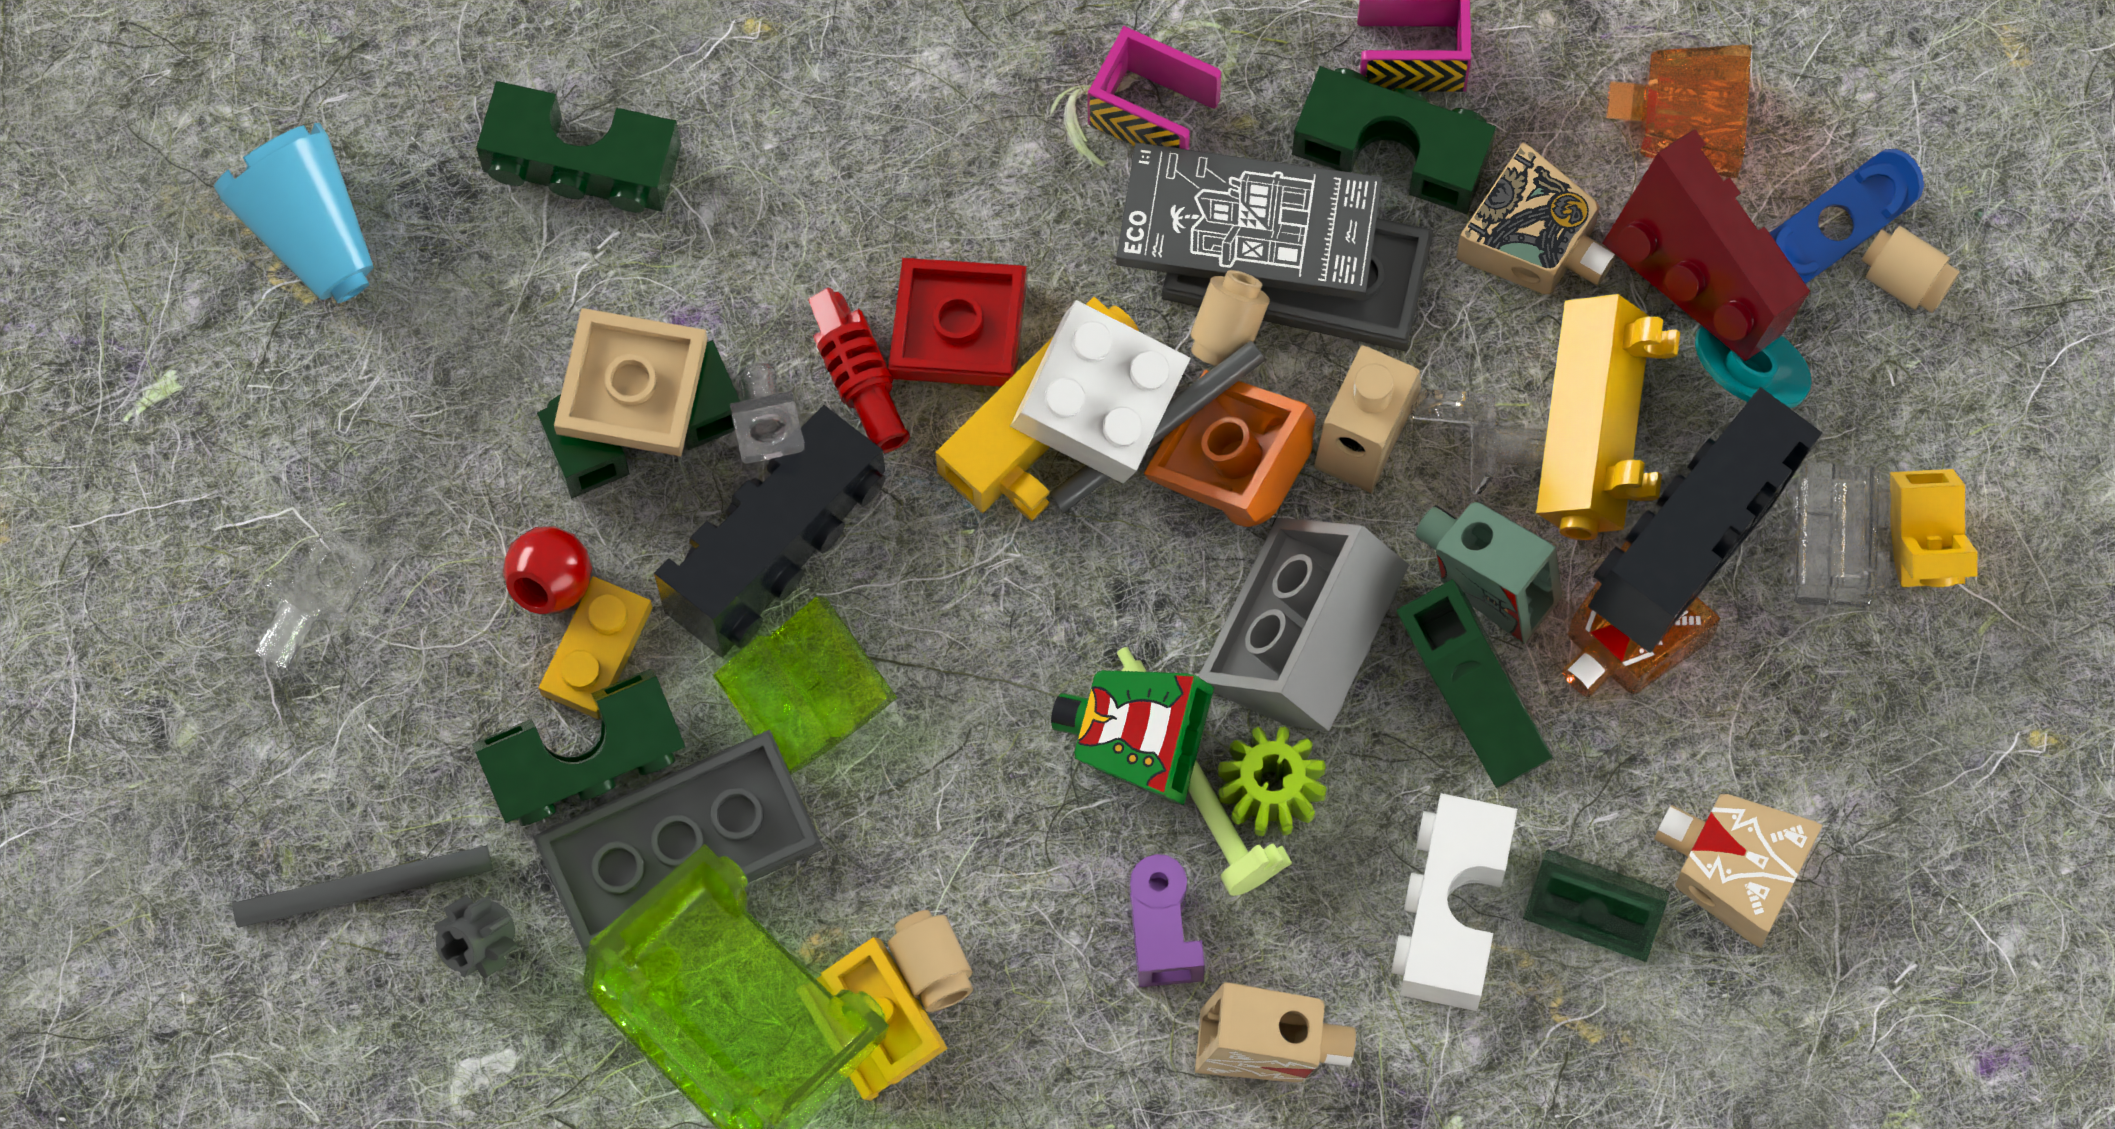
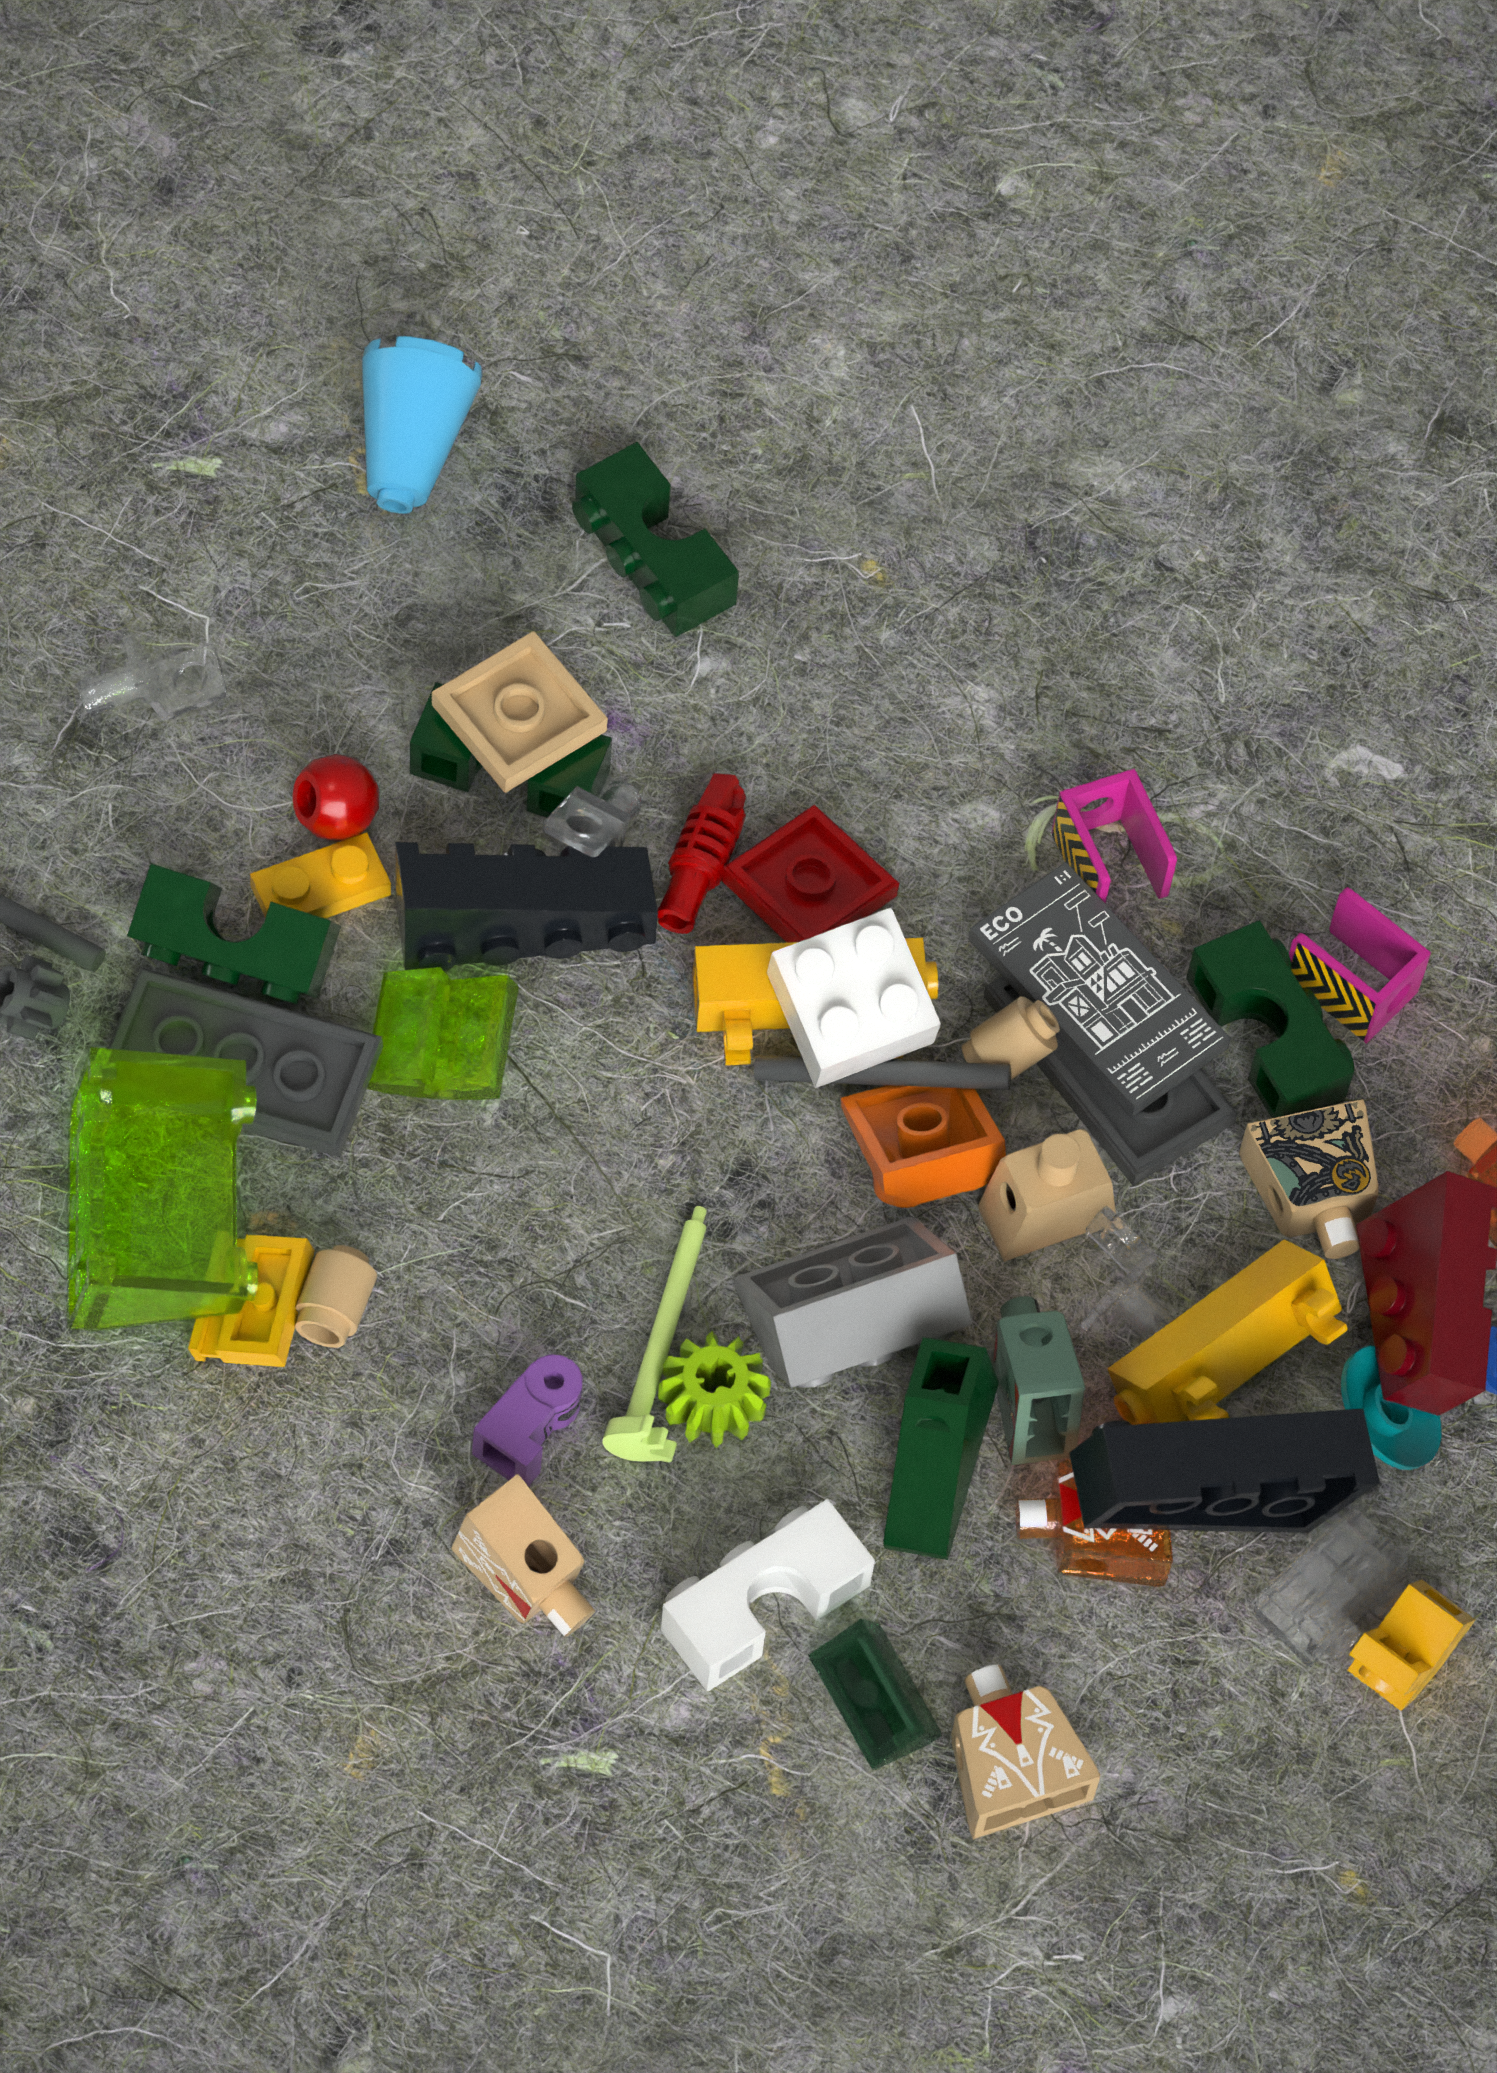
camera: 35 degrees right, 10 degrees down
(1139, 727) = (652, 1264): torso -> none

